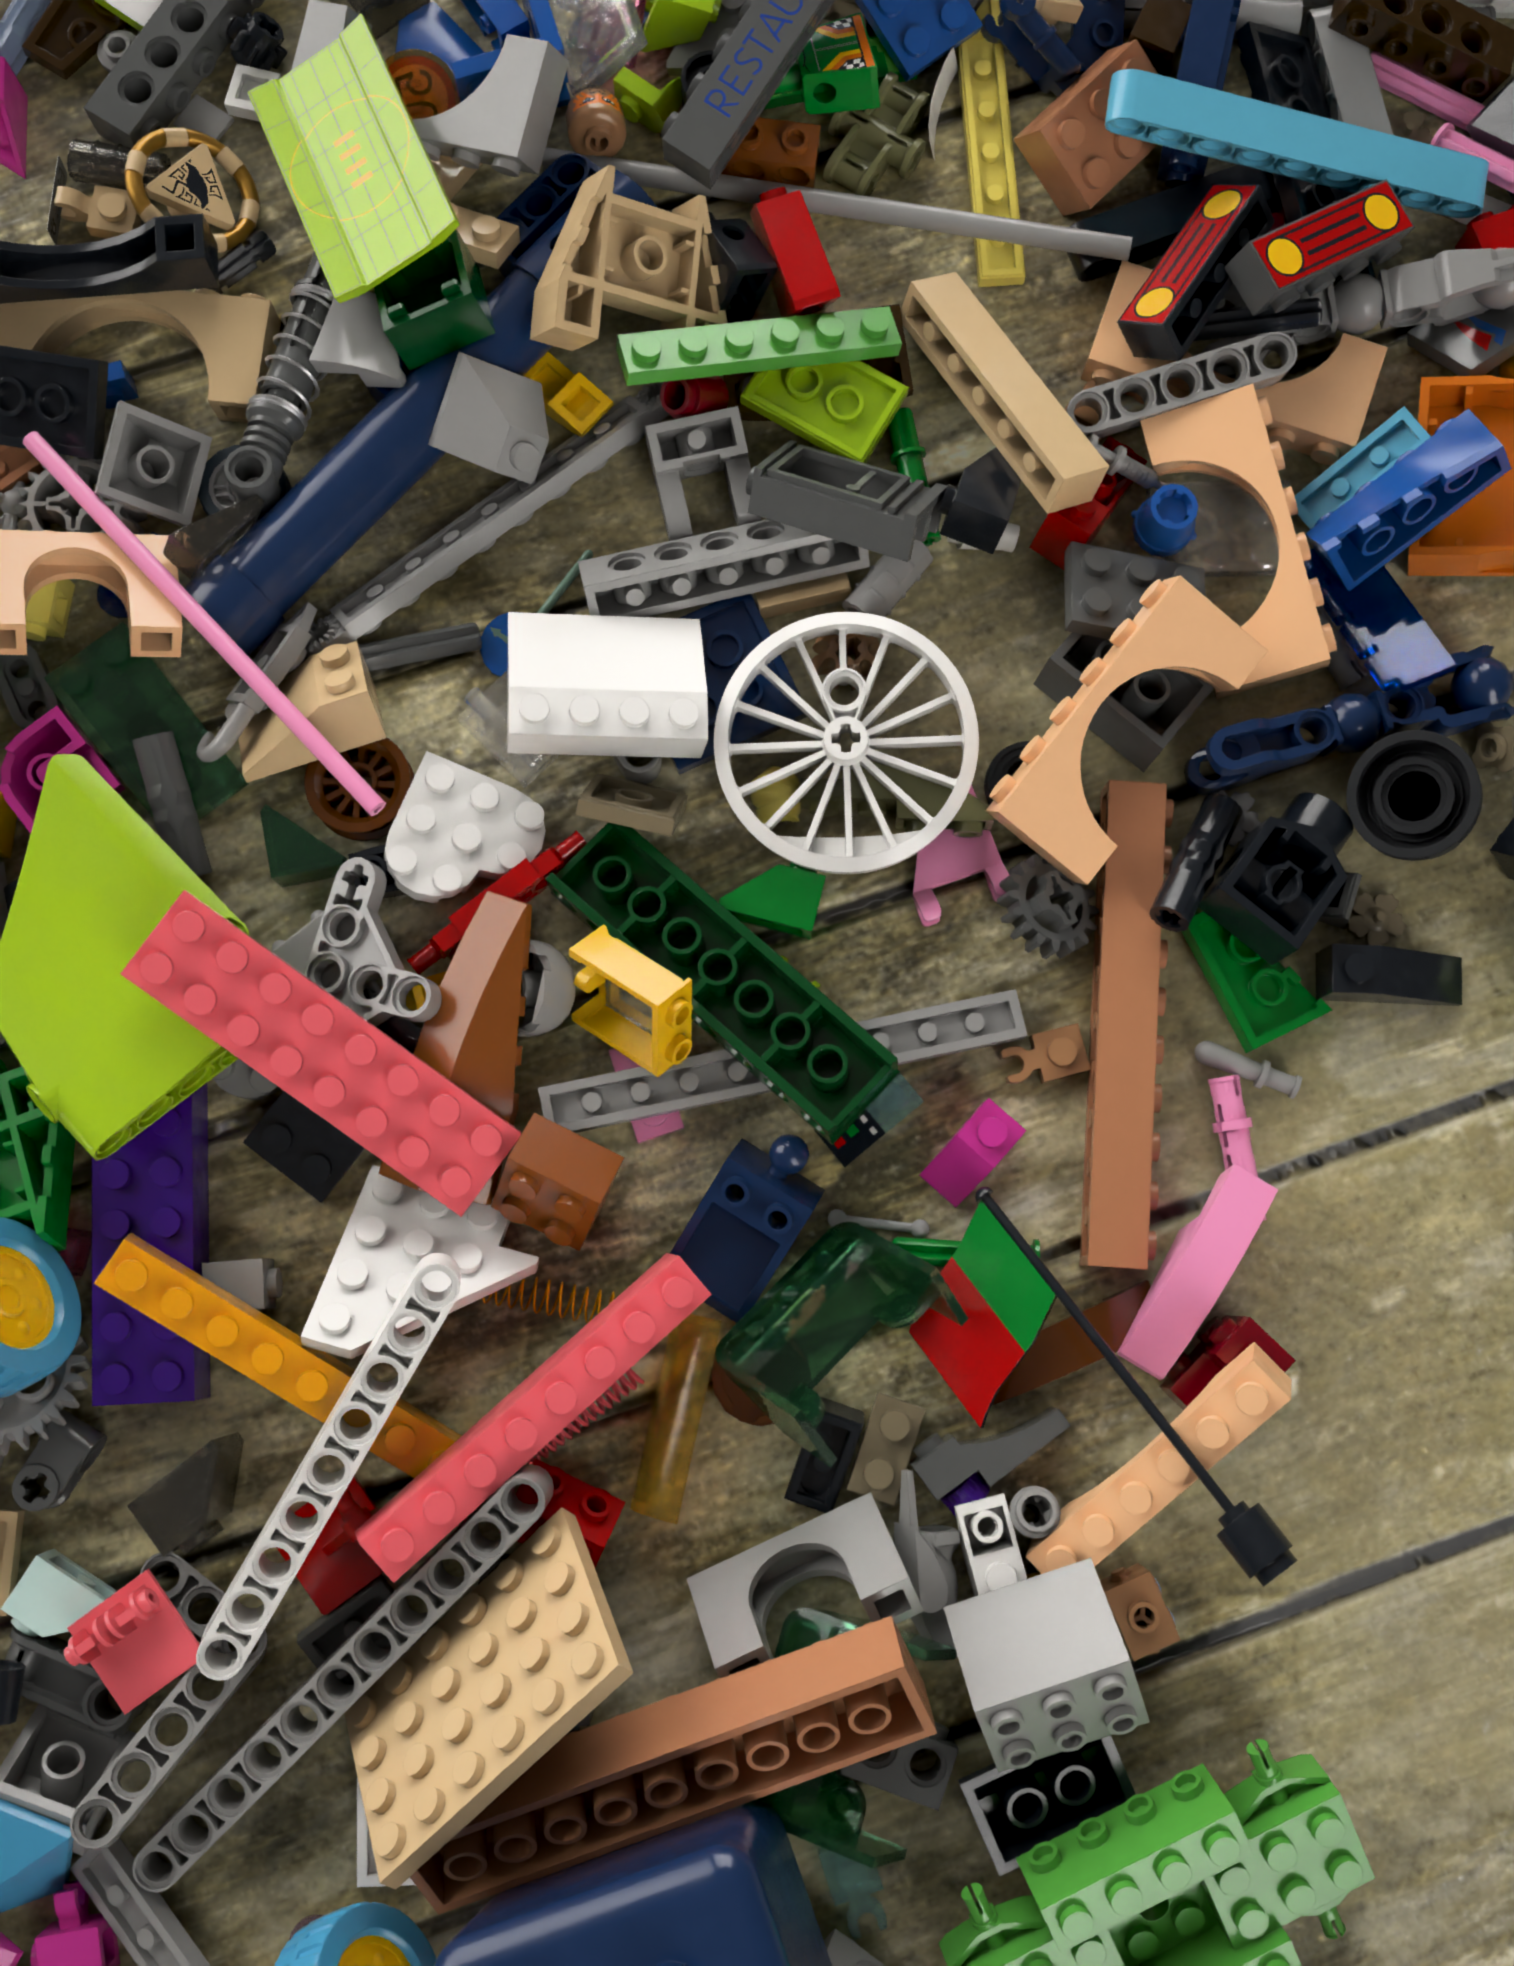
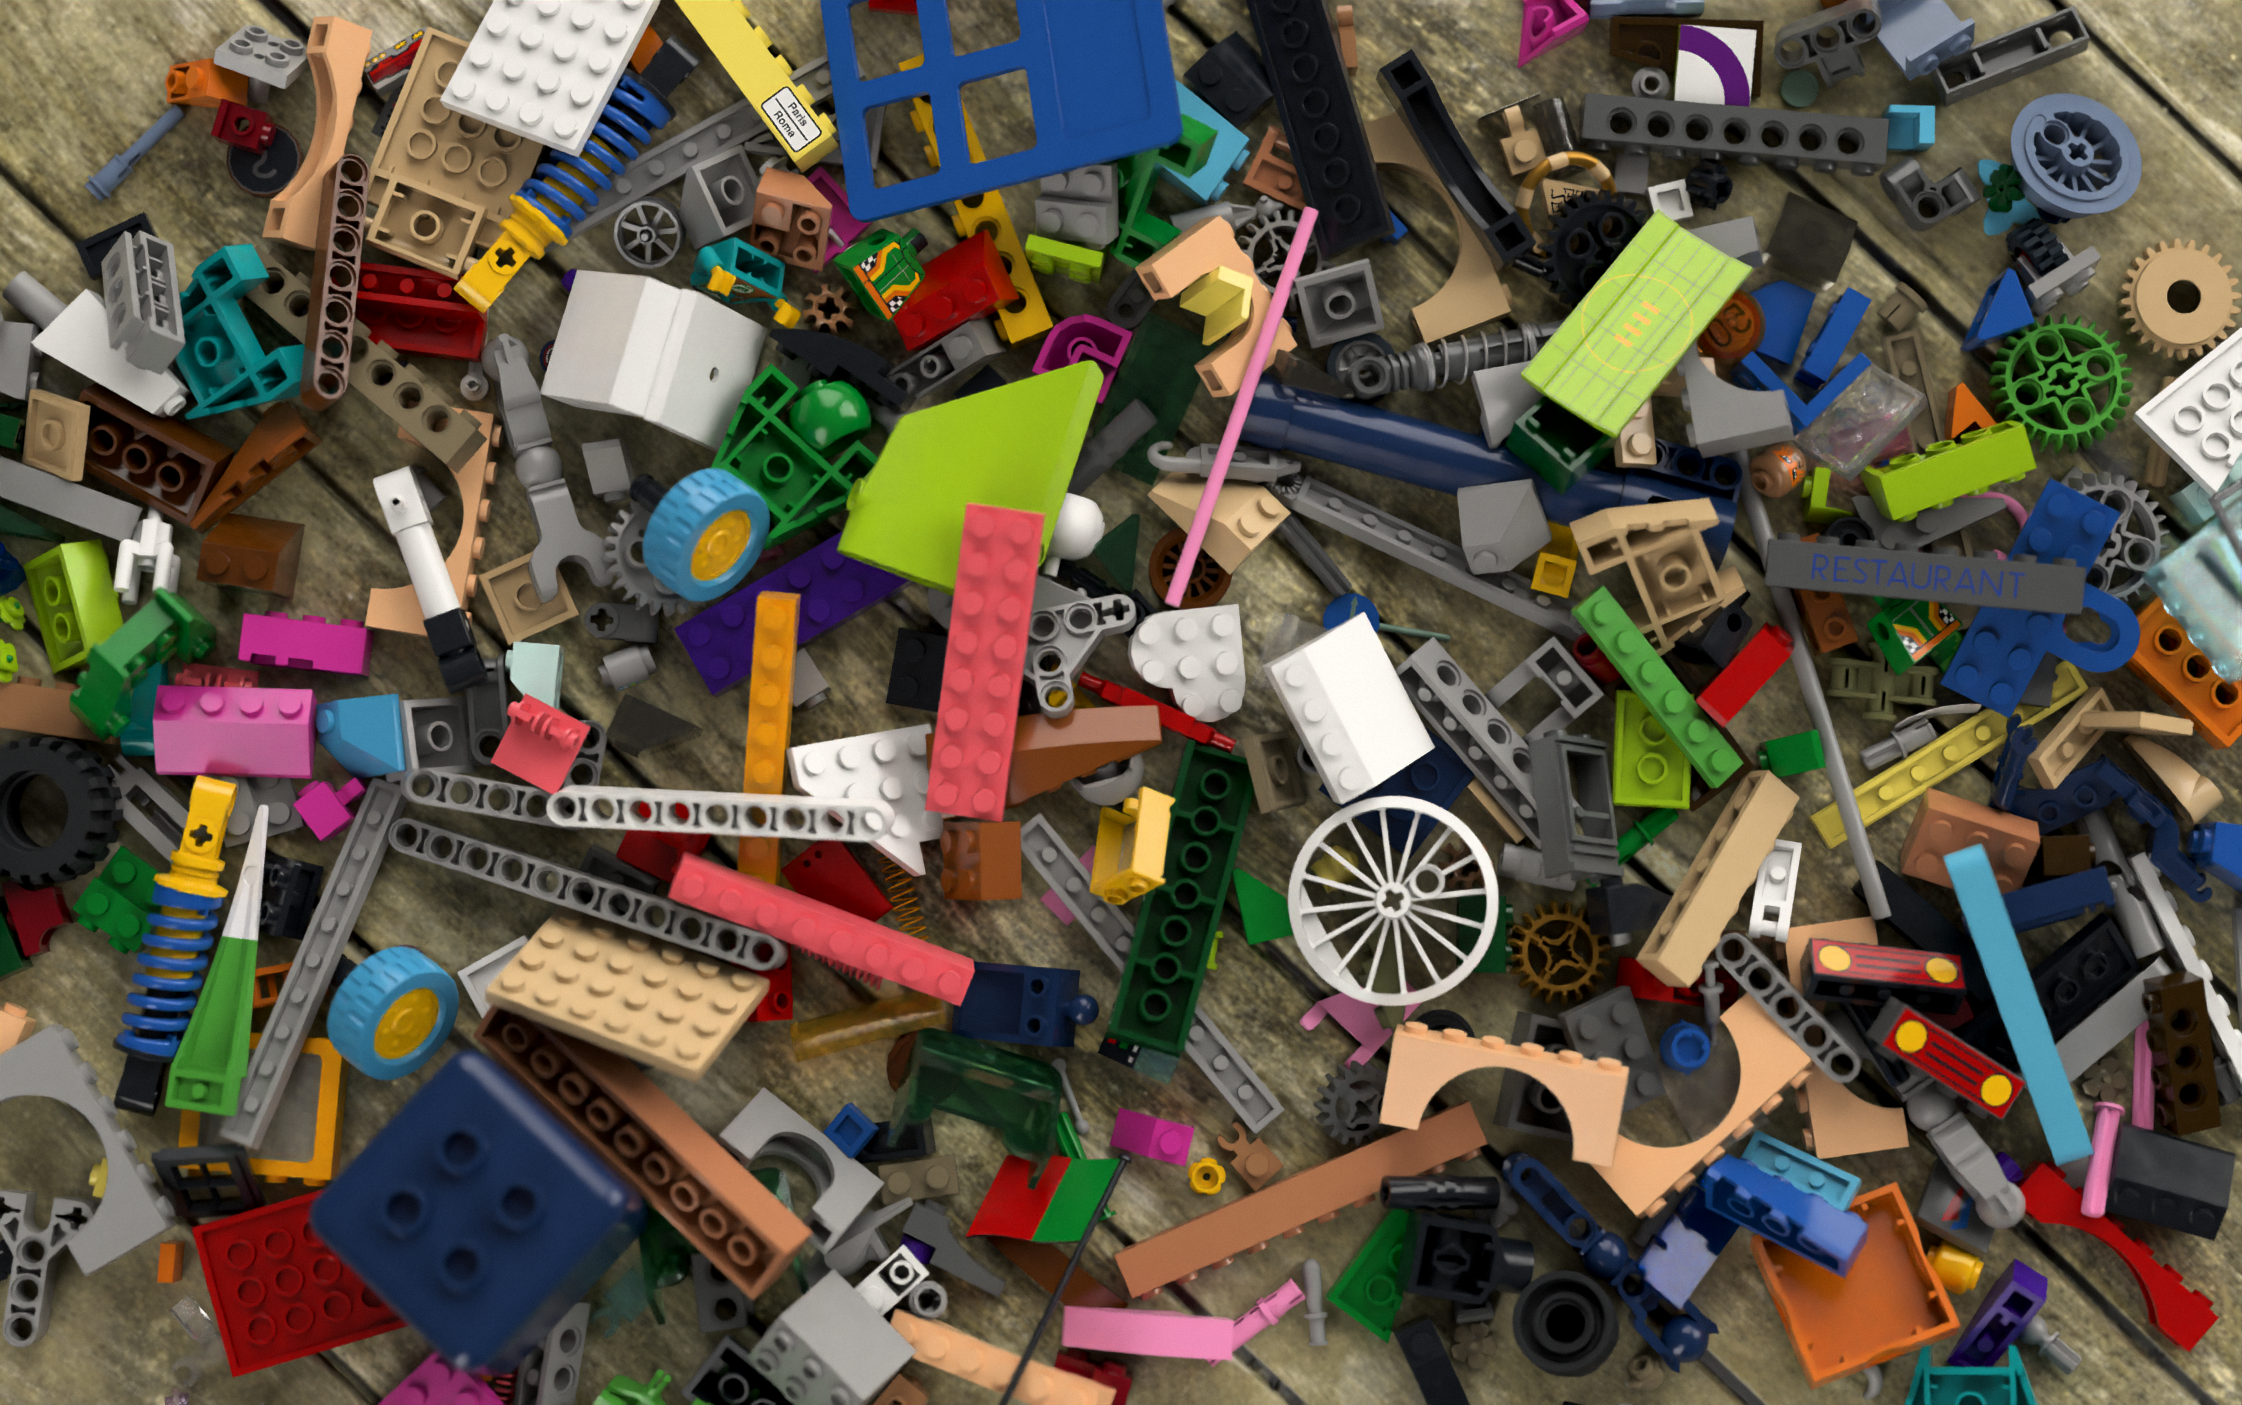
camera: 65 degrees right, 5 degrees up
(69, 584) = (1222, 298): none -> light yellow panel
(112, 1485) = (627, 667): none -> light grey brick
(246, 887) = (1075, 533): none -> white piece
(252, 180) = (1569, 267): none -> black gear
(285, 921) = (1085, 579): none -> black axle
(490, 1364) = (836, 880): none -> red container
(789, 1500) = (851, 1130): none -> blue plate
(906, 250) = (1791, 754): none -> green slope
(927, 684) = (1498, 951): none -> dark green brick
(950, 154) = (1898, 744): none -> light grey axle
(976, 575) = (1548, 968): none -> pearl gold gear
(1049, 345) = (1775, 891): none -> white plate
(1059, 1113) = (1210, 1186): none -> yellow plate

